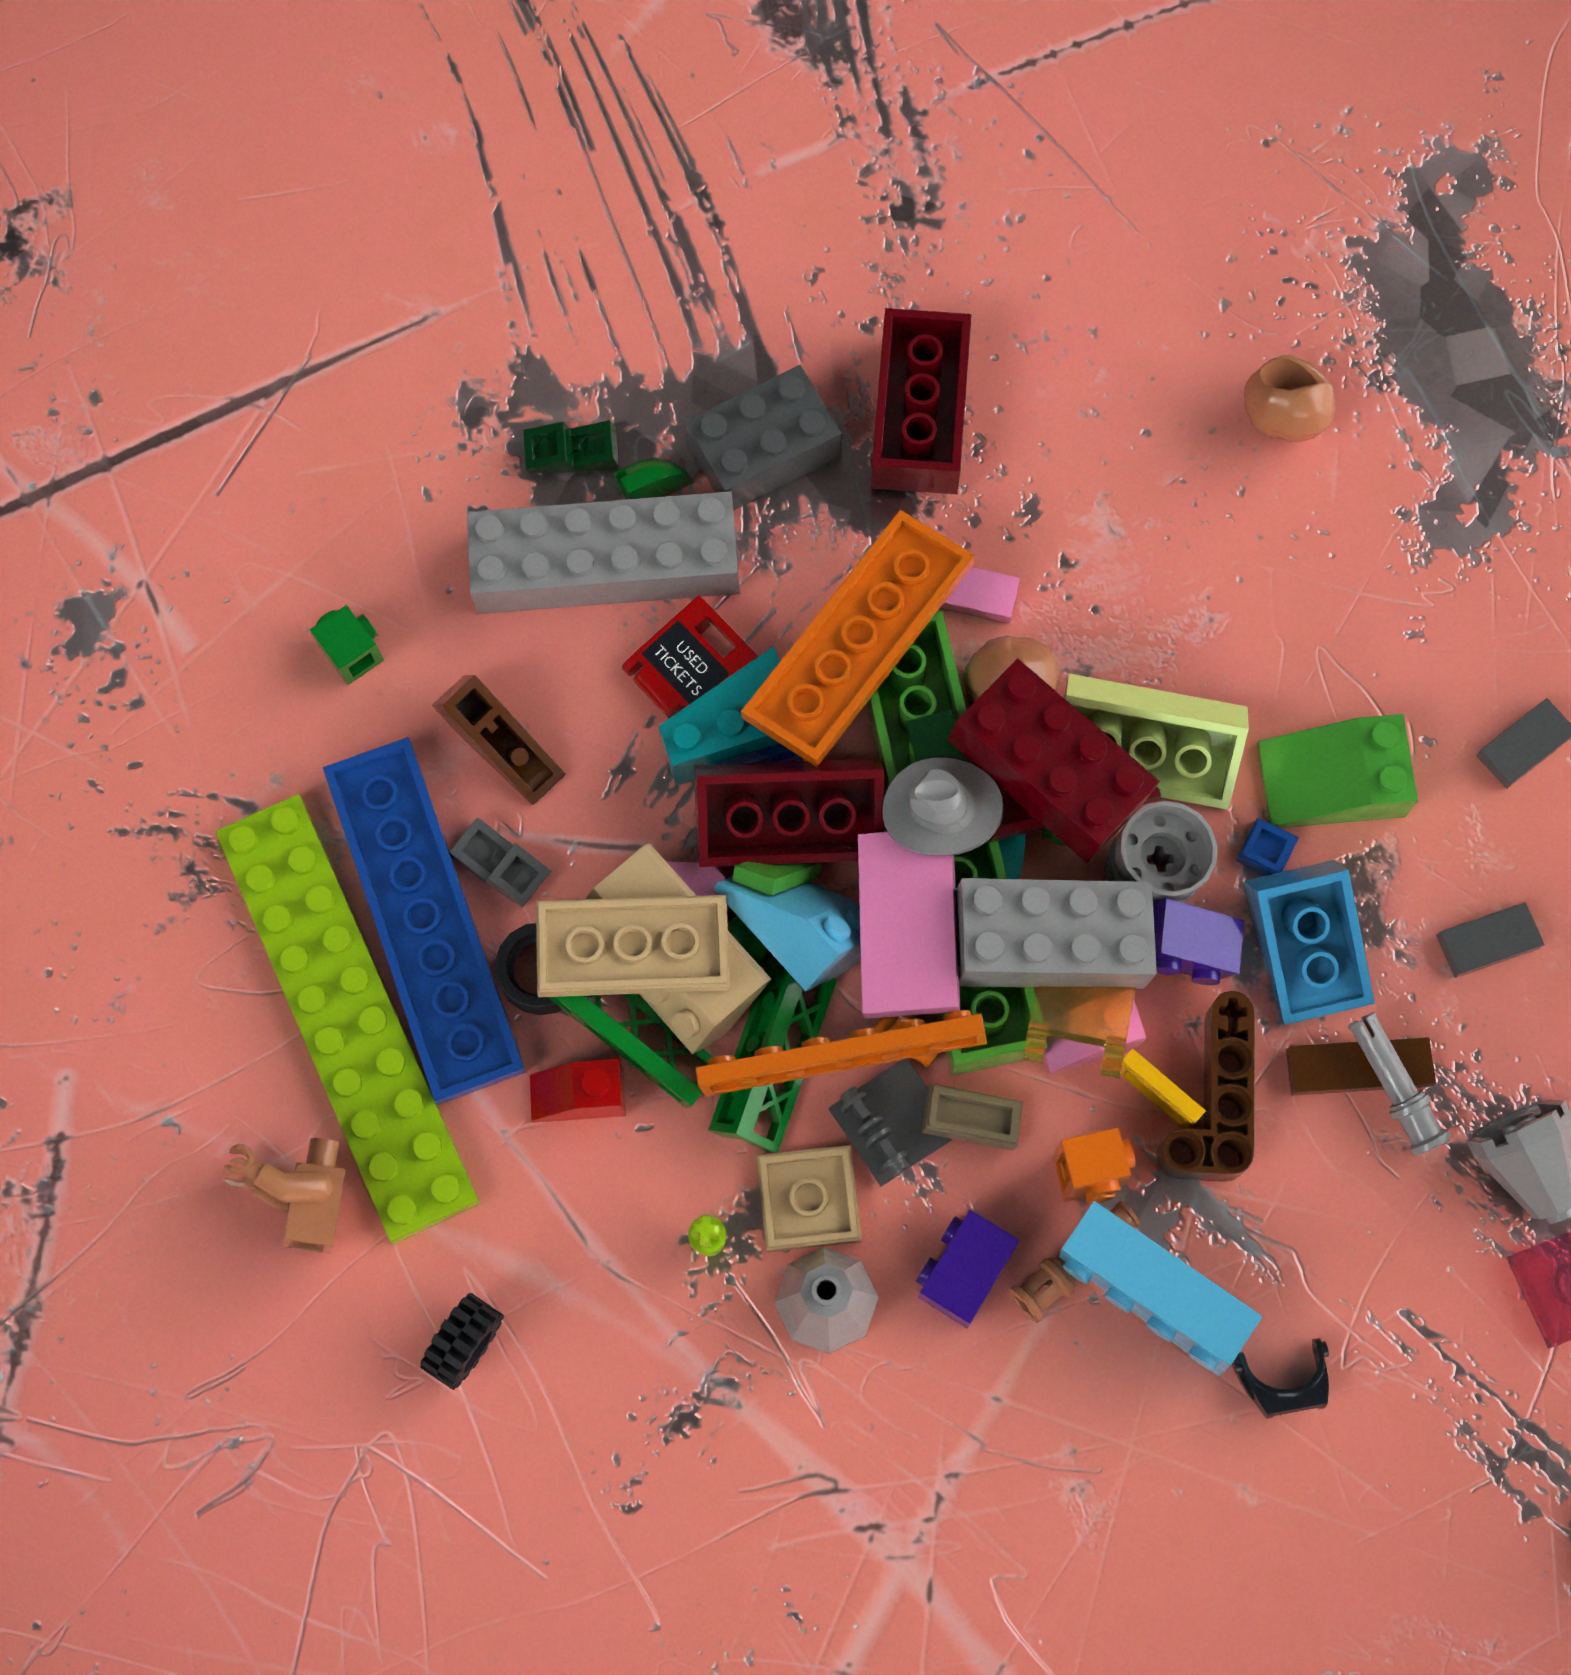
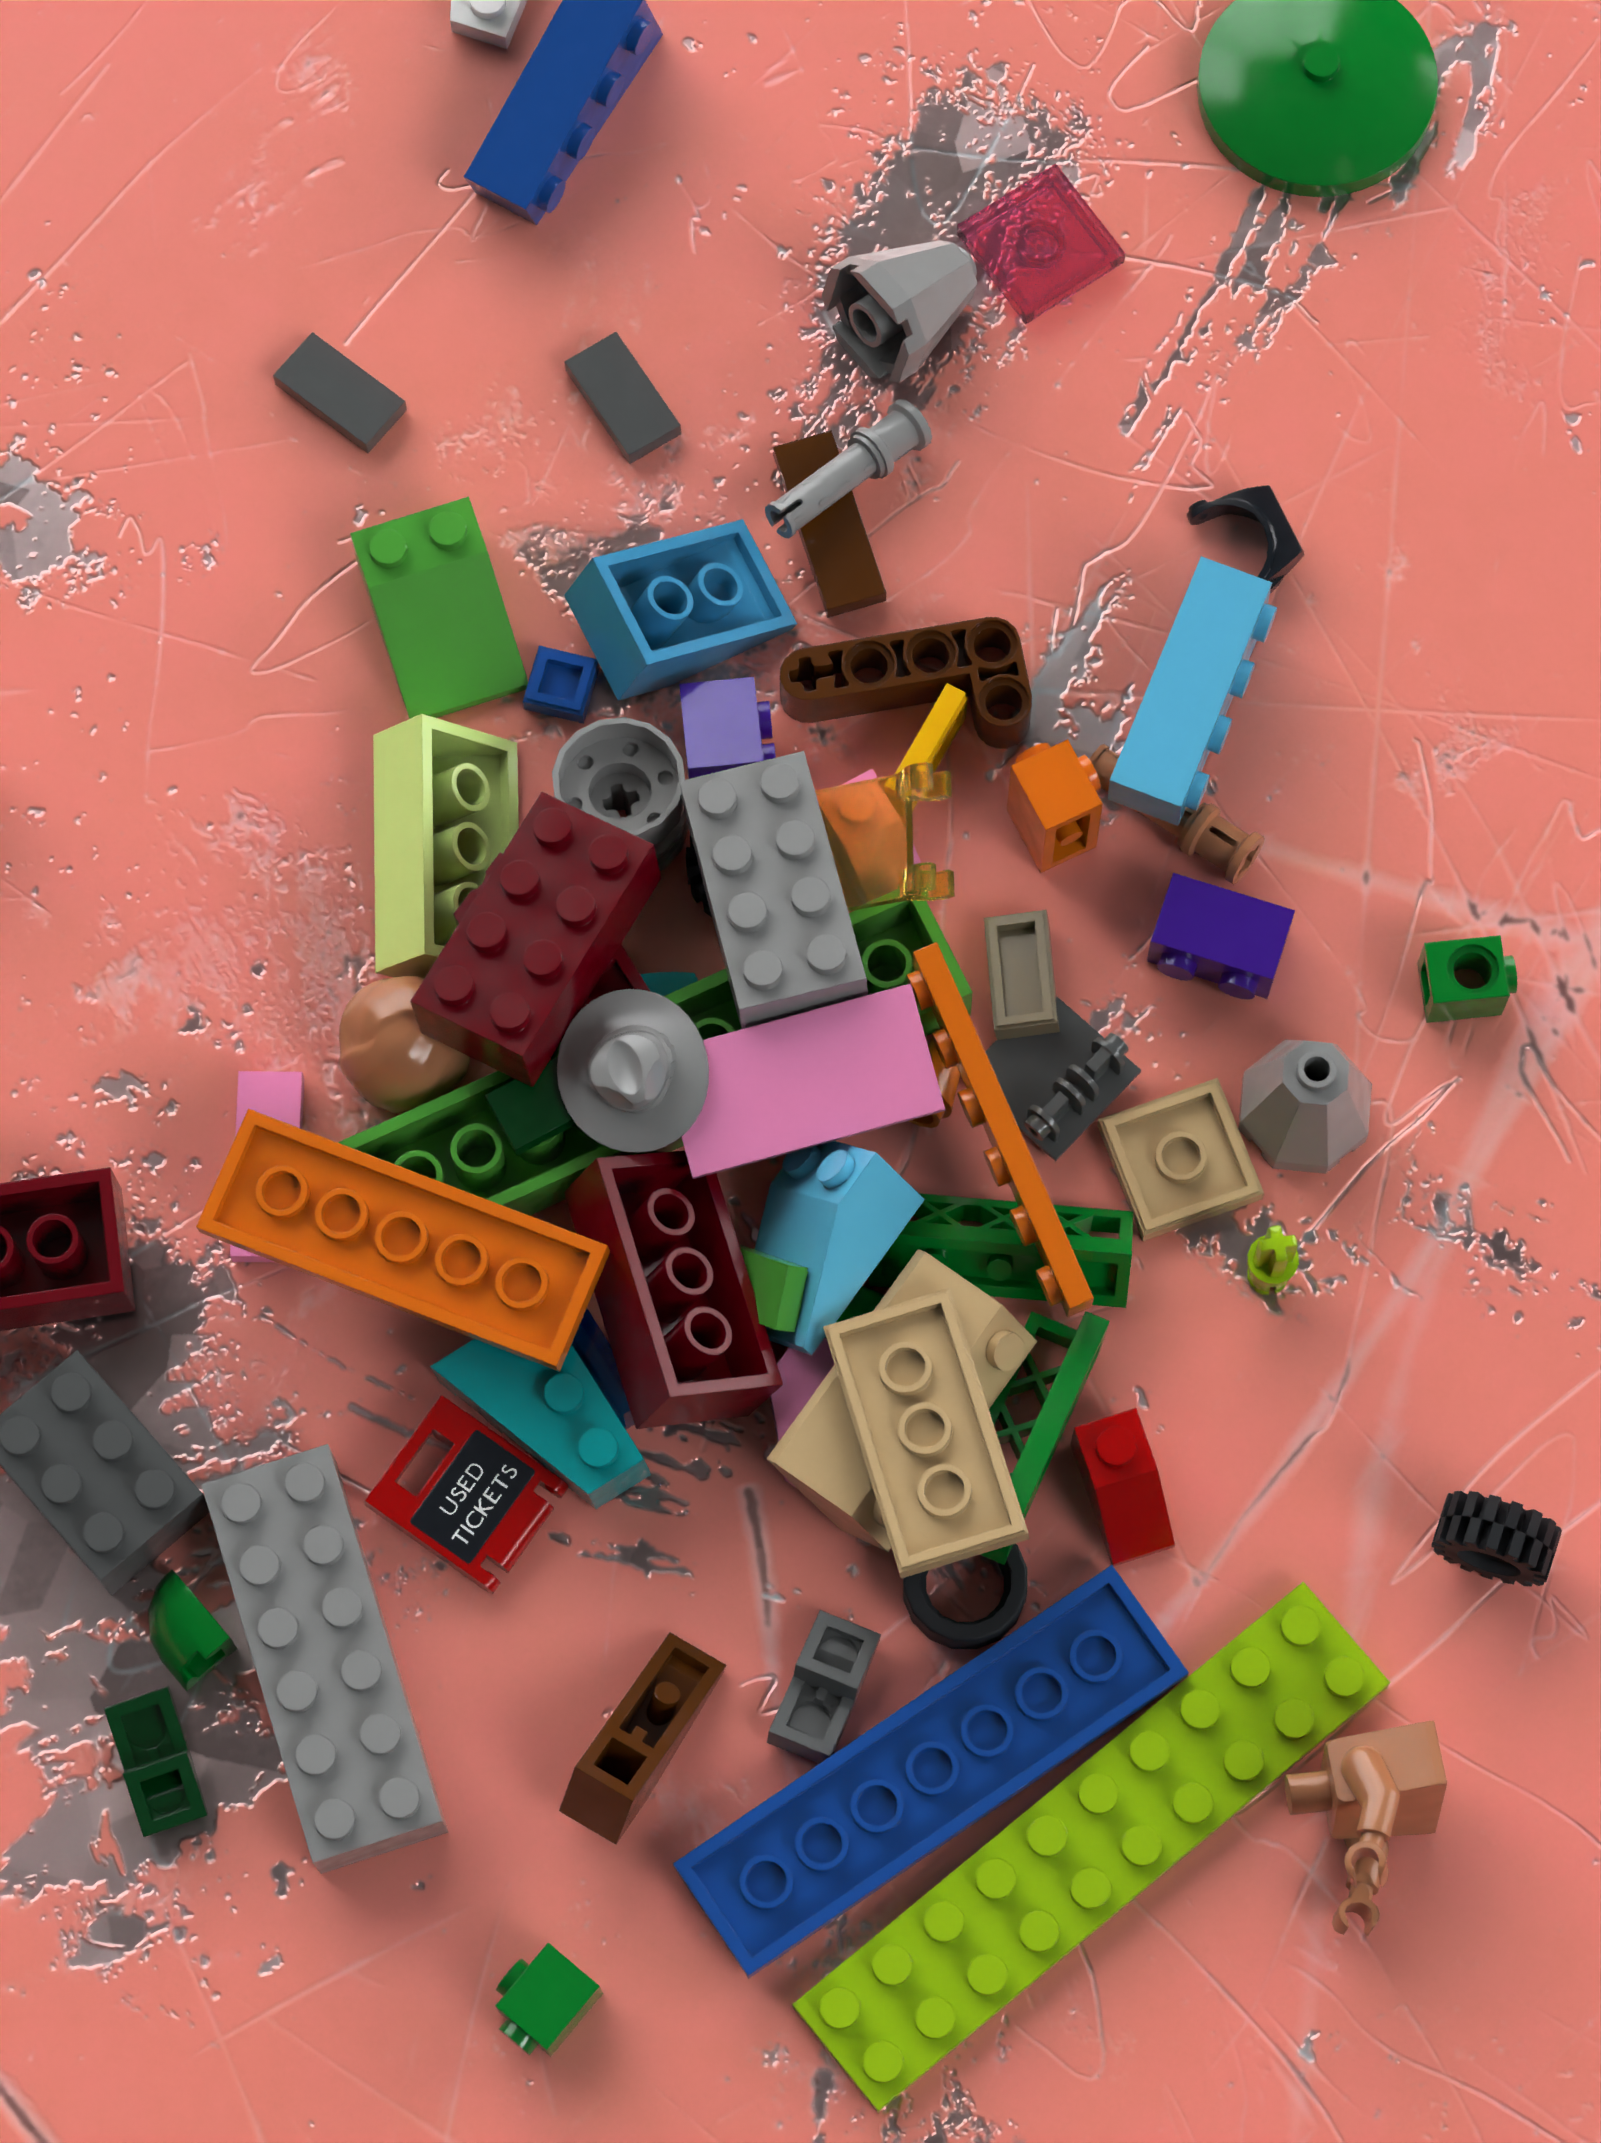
camera: 105 degrees left, 0 degrees up
(897, 1424) = (1446, 998): none -> green brick

